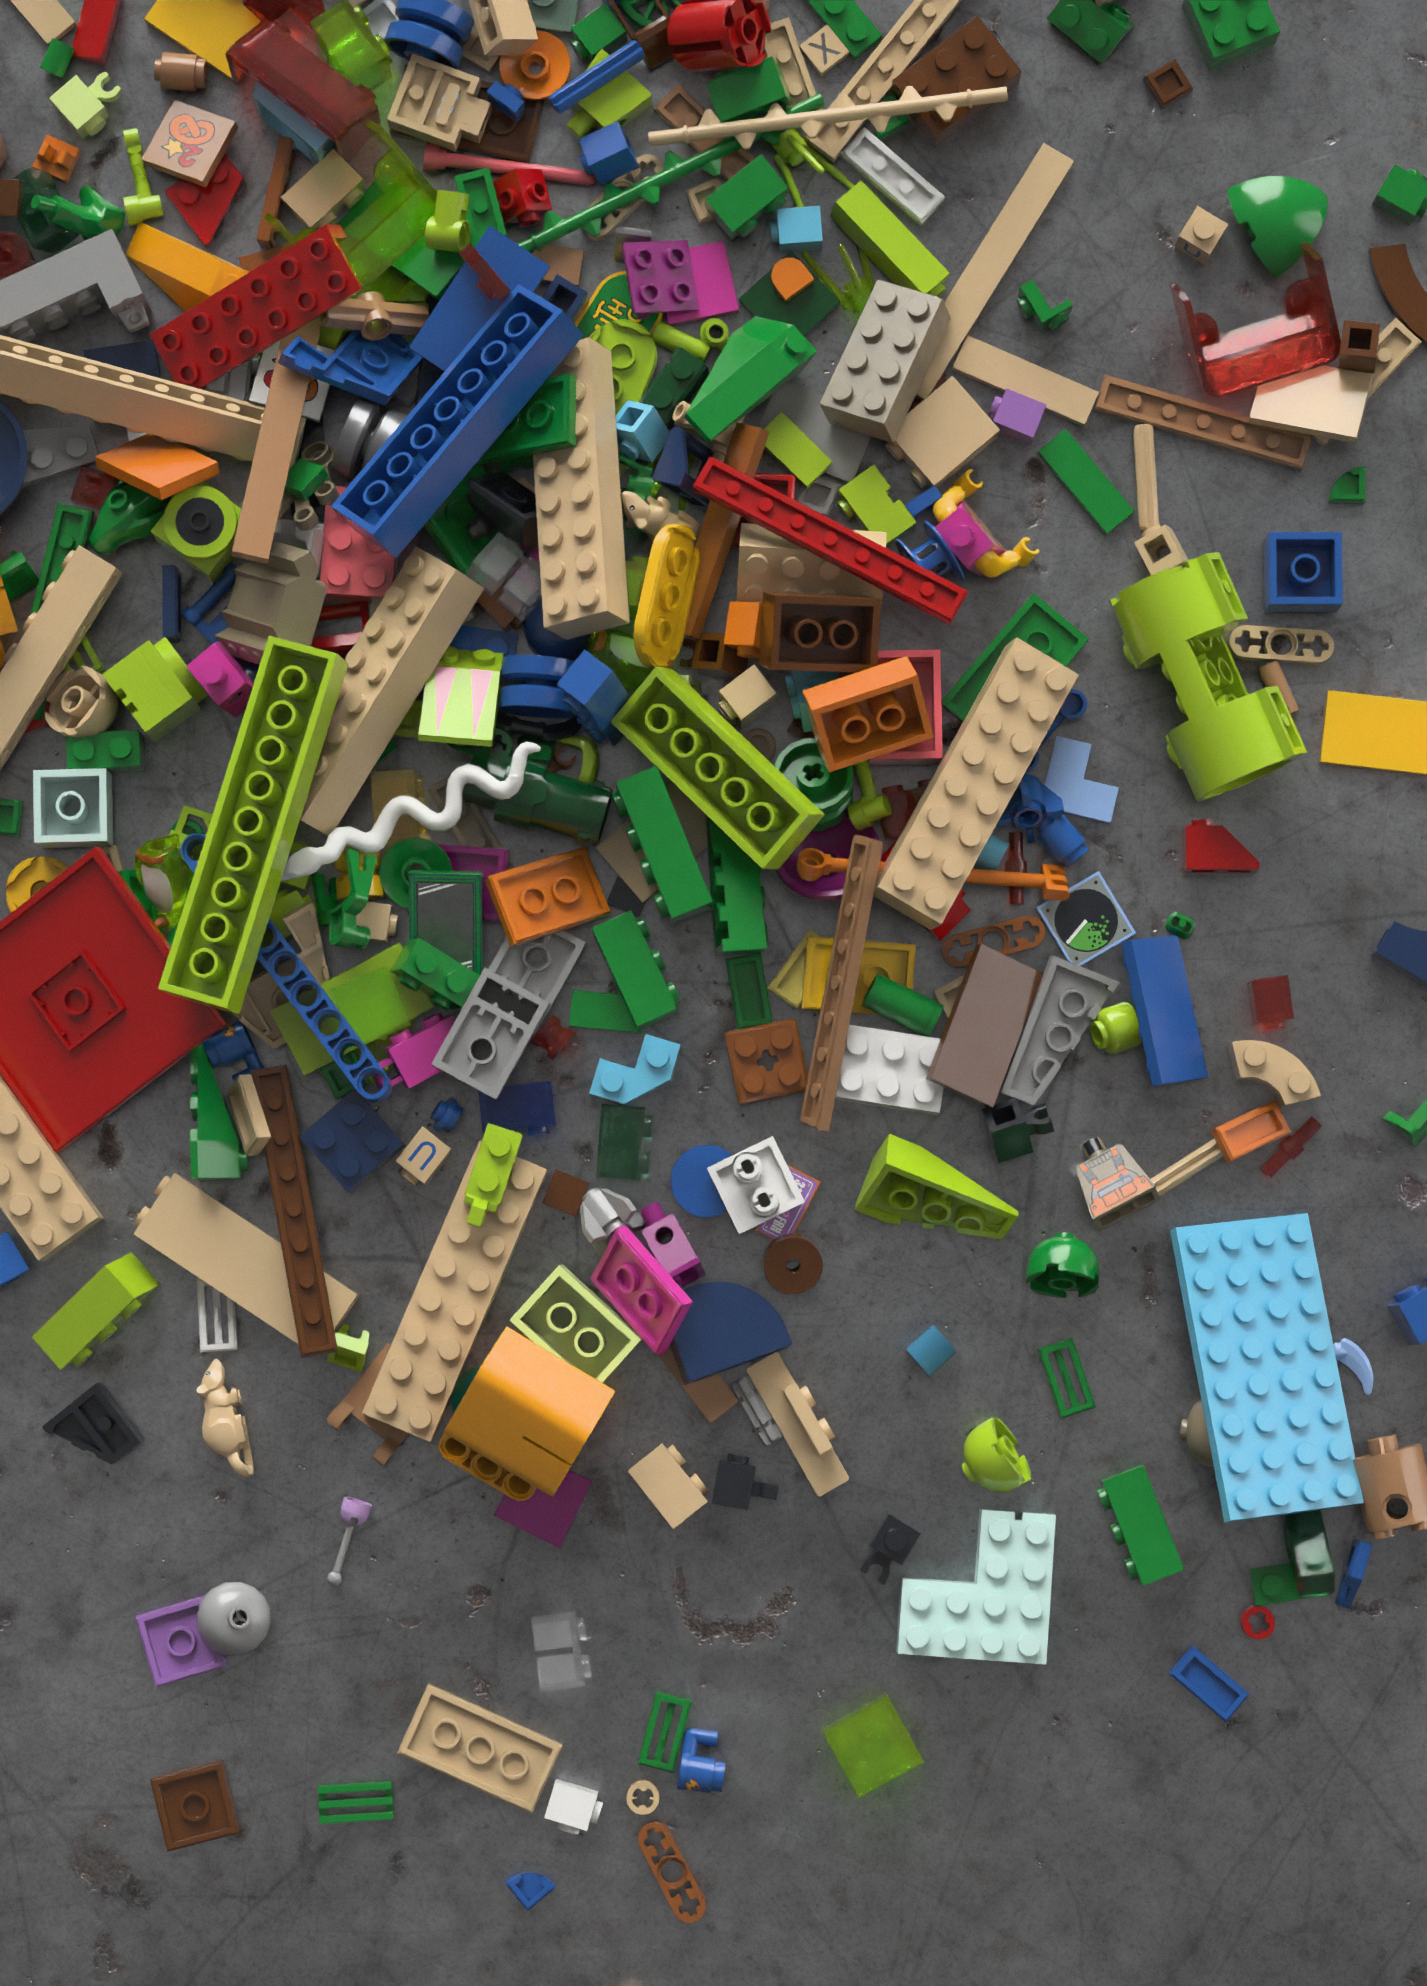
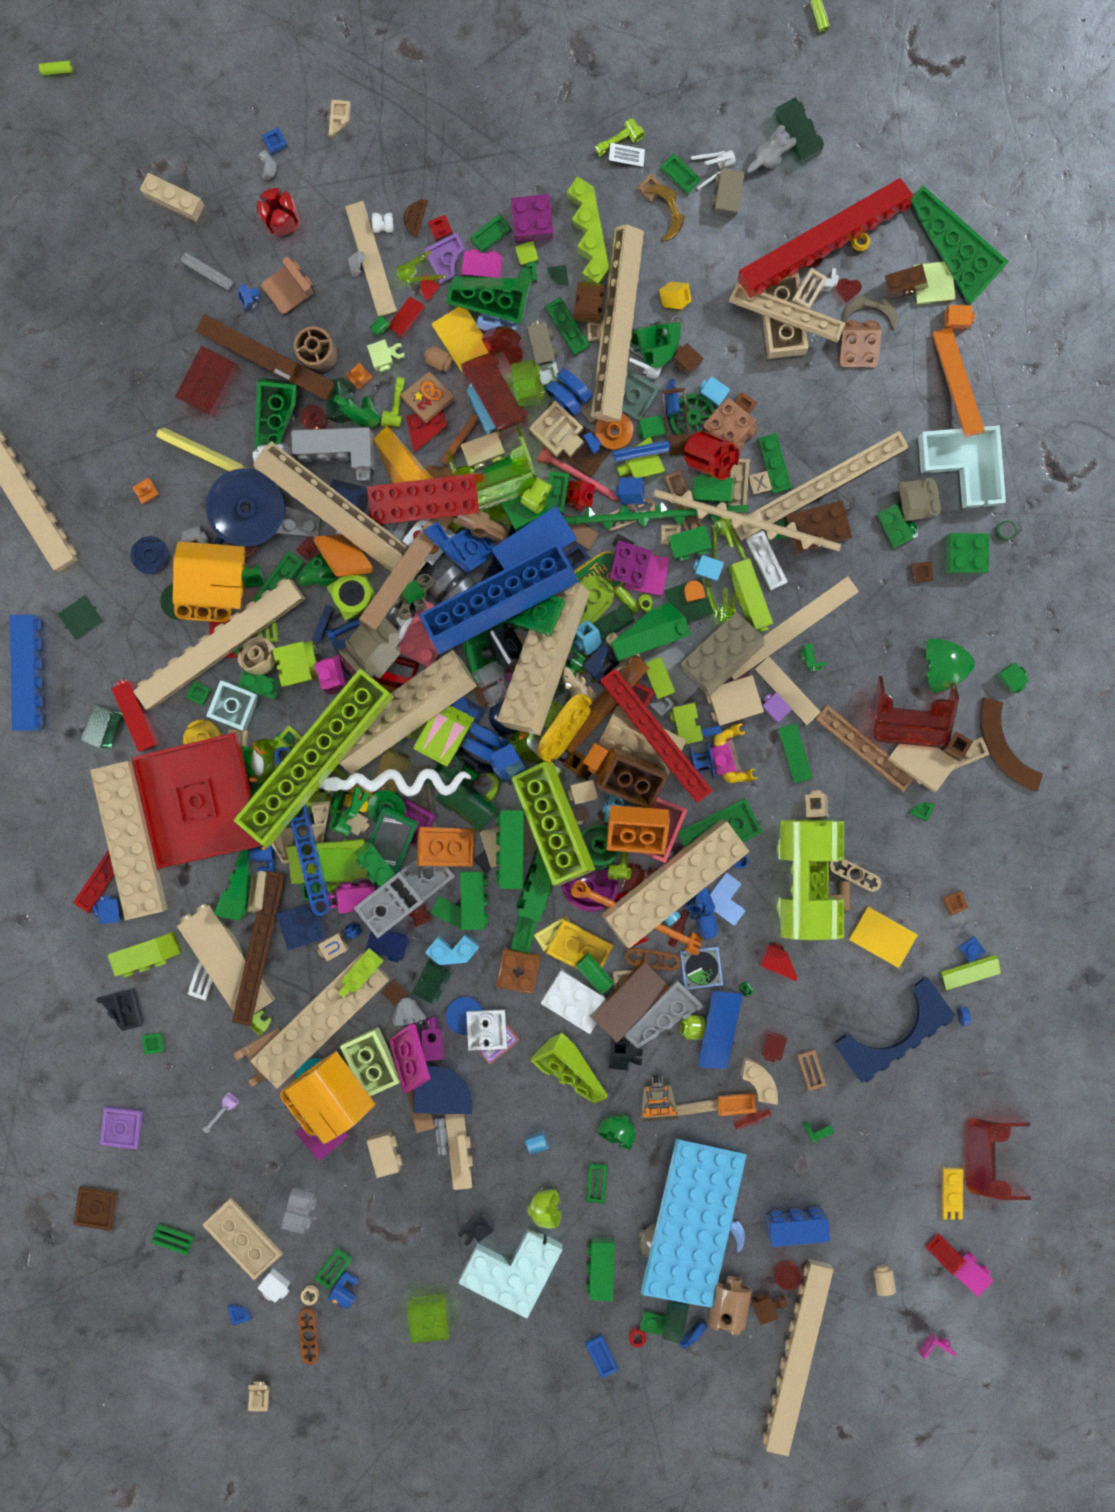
camera: 20 degrees right, 5 degrees up
(175, 1465) = (152, 1043): none -> green tile
(216, 1622) = (150, 1121): light grey cylinder -> none
(222, 1426) = (182, 1035): tan animal -> none
(490, 282) = (543, 535): clear red plate -> none
(736, 1485) = (417, 1167): black brick -> none
(796, 1279) = (488, 1081): reddish brown piece -> none
(841, 982) = (569, 952): medium nougat tile -> none
(1145, 476) = (825, 763): tan axle -> none
(1201, 235) = (905, 656): tan brick -> none
(1303, 572) = (881, 844): blue brick -> none
(1345, 1027) = (806, 1054): none -> medium nougat tile

